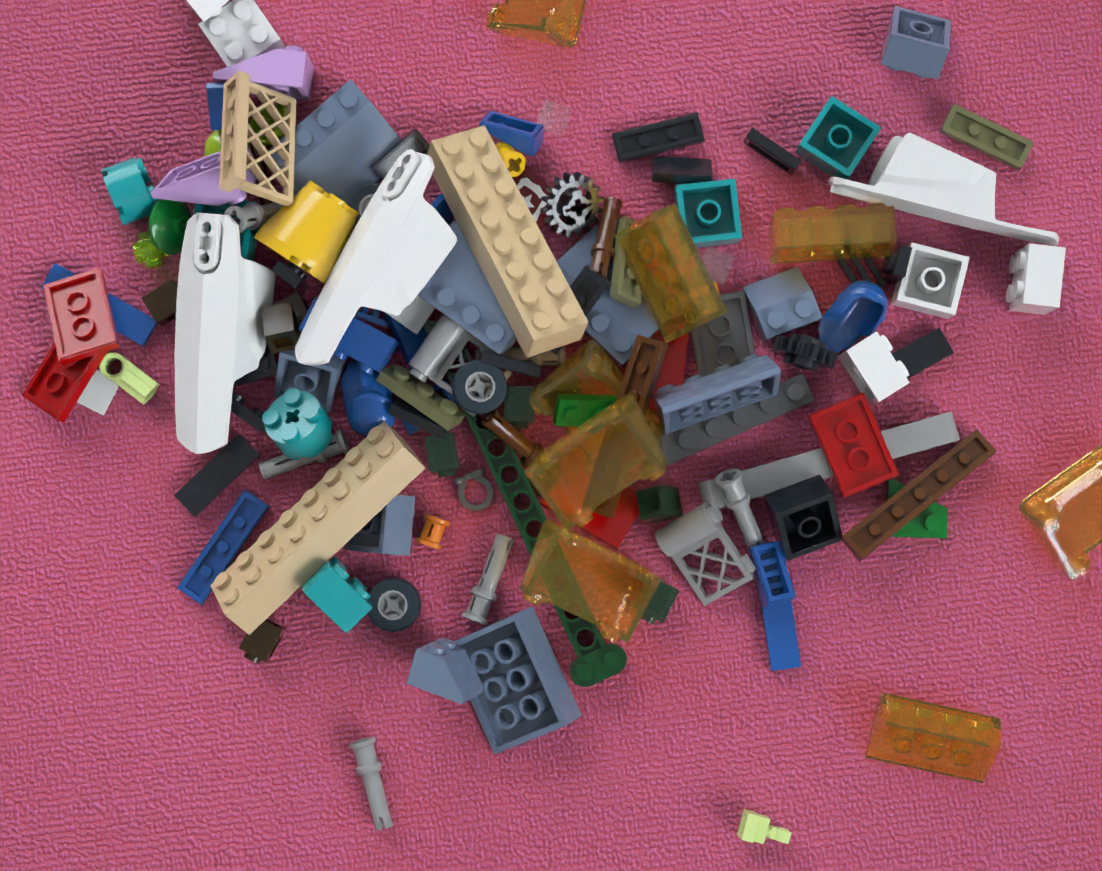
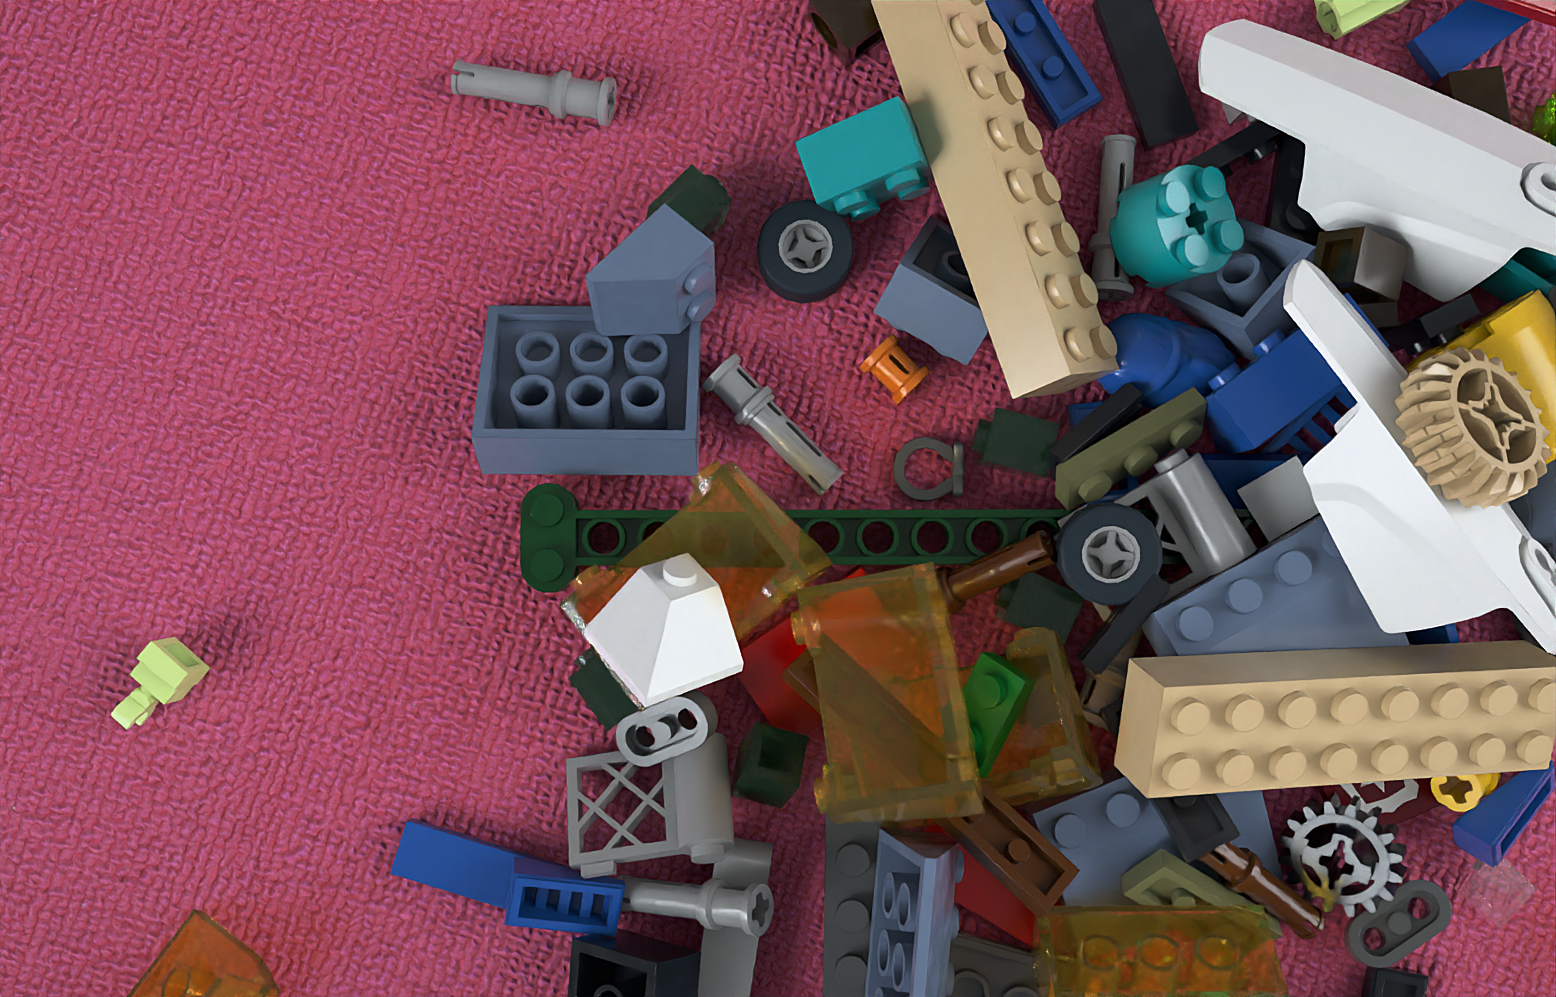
camera: 110 degrees right, 0 degrees up
(338, 246) = (1472, 428): none -> tan gear
(394, 672) = (697, 199): none -> clear green brick
(593, 161) = (1397, 927): none -> dark grey plate
(615, 583) = (667, 631): none -> white slope
(662, 560) = (671, 728): none -> plate

